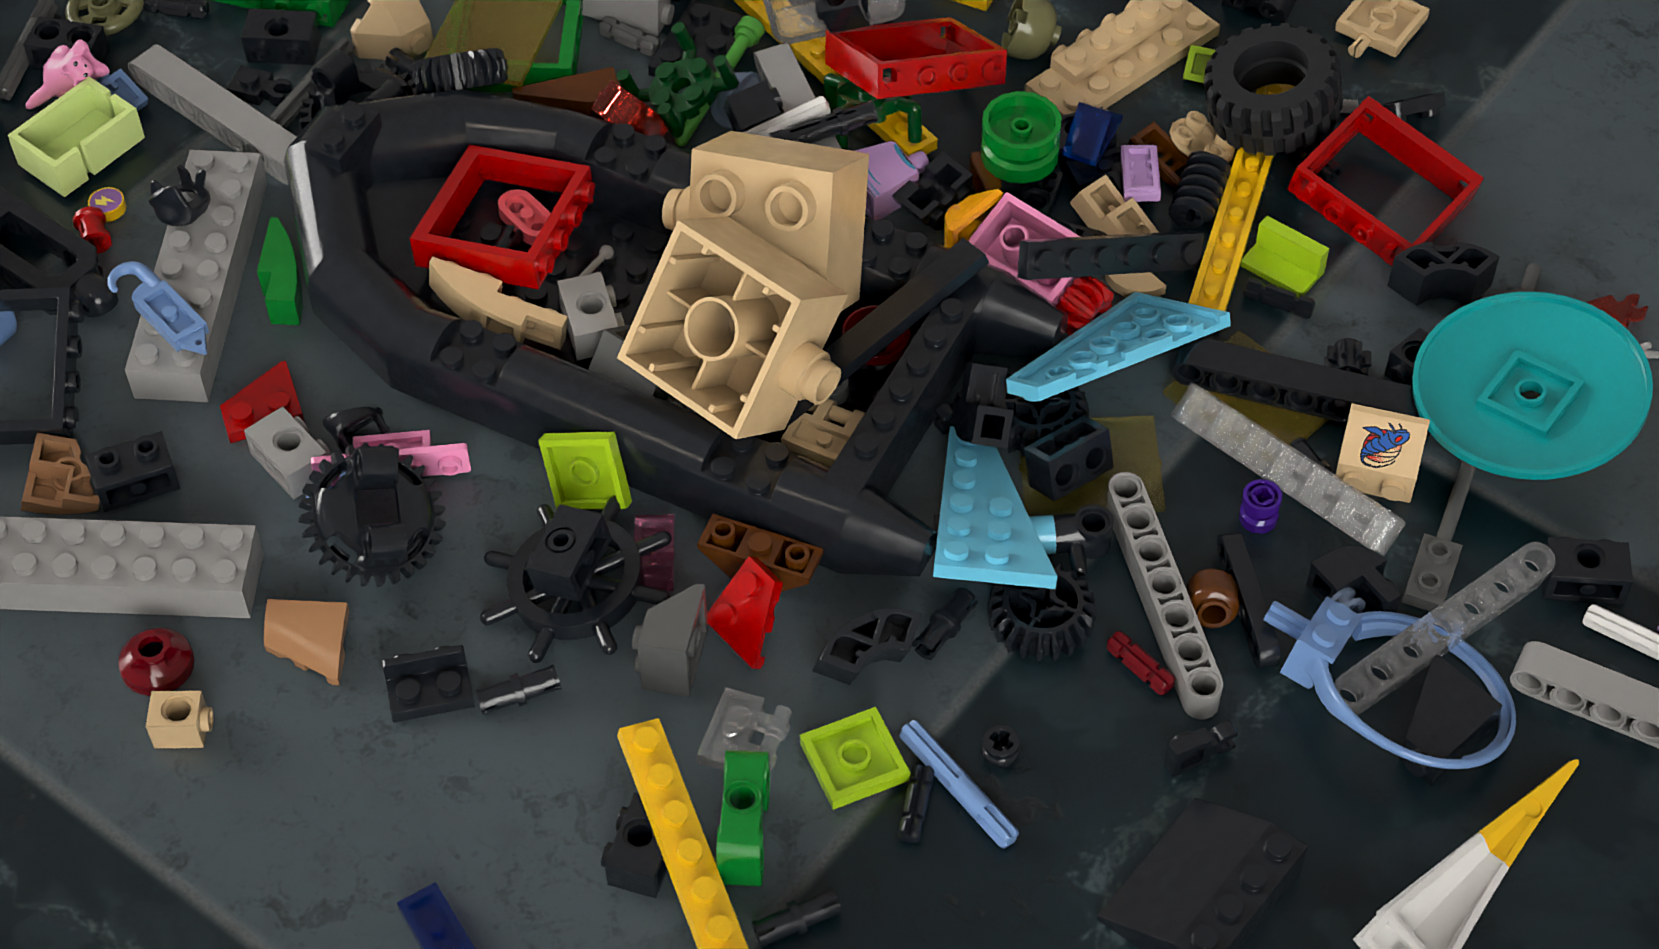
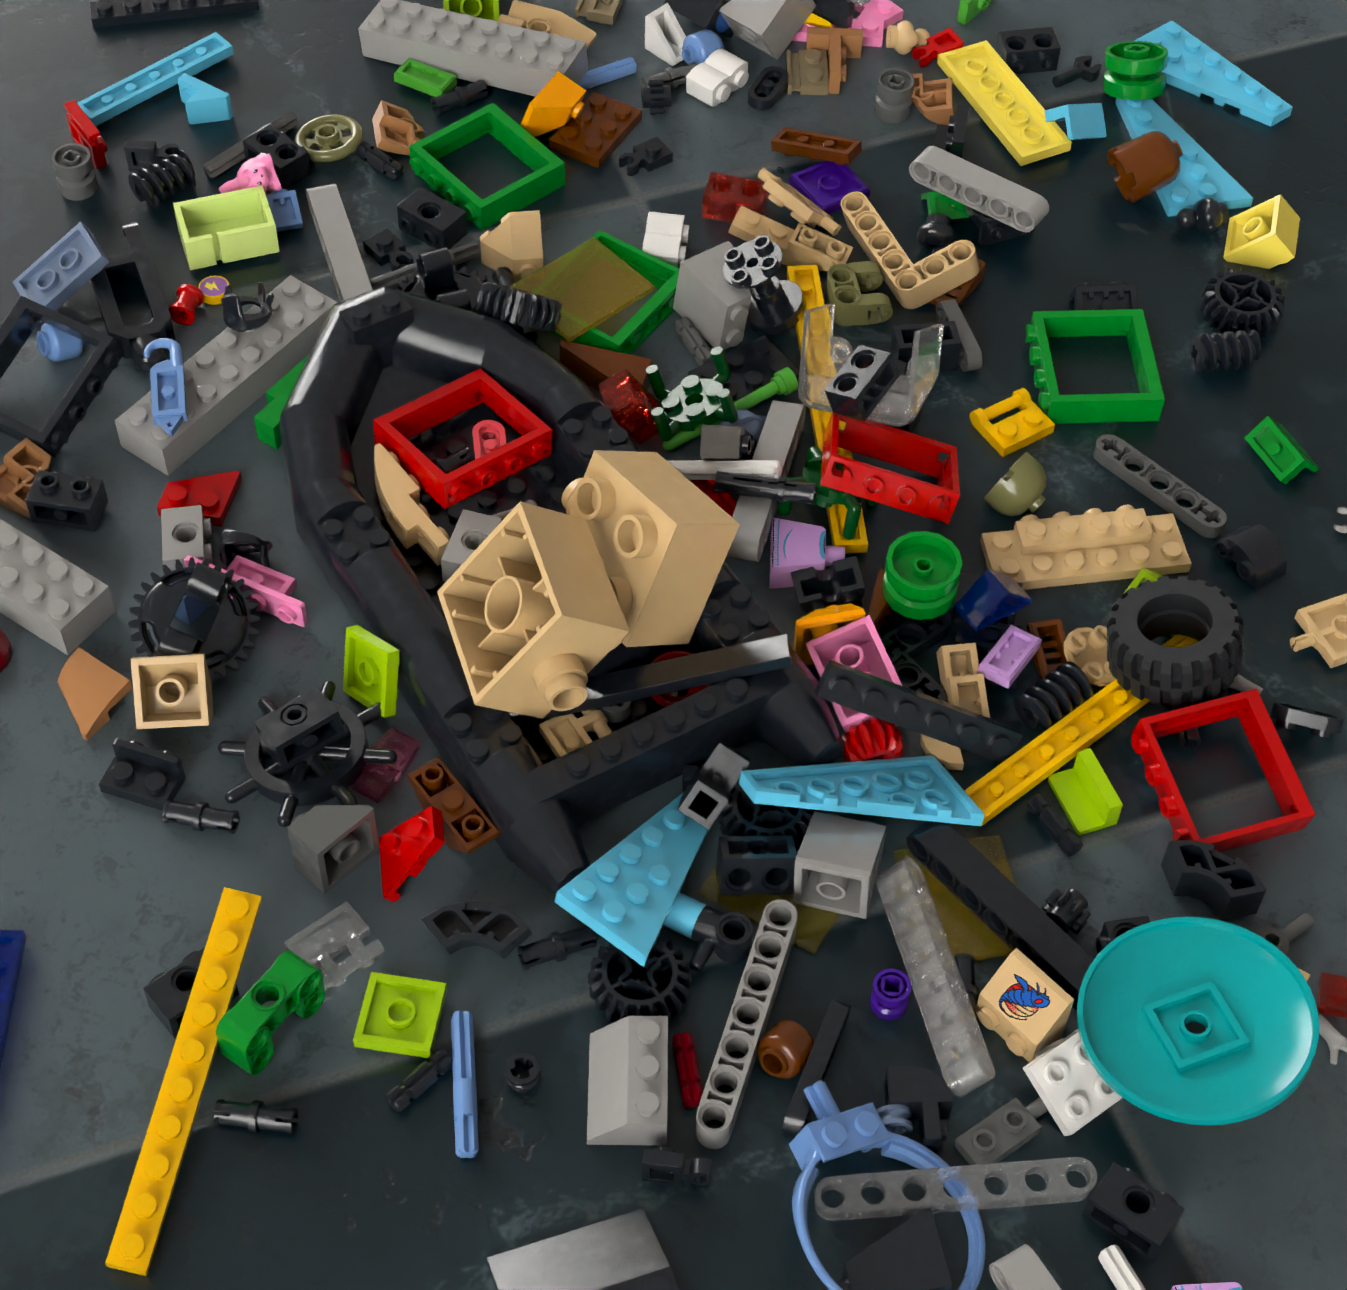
camera: 30 degrees right, 0 degrees up
(405, 588) = (172, 691): none -> tan slope
(1103, 699) = (628, 1082): none -> light grey slope
(1144, 419) = (838, 864): none -> light grey slope
(1461, 494) = (1069, 1084): none -> white plate

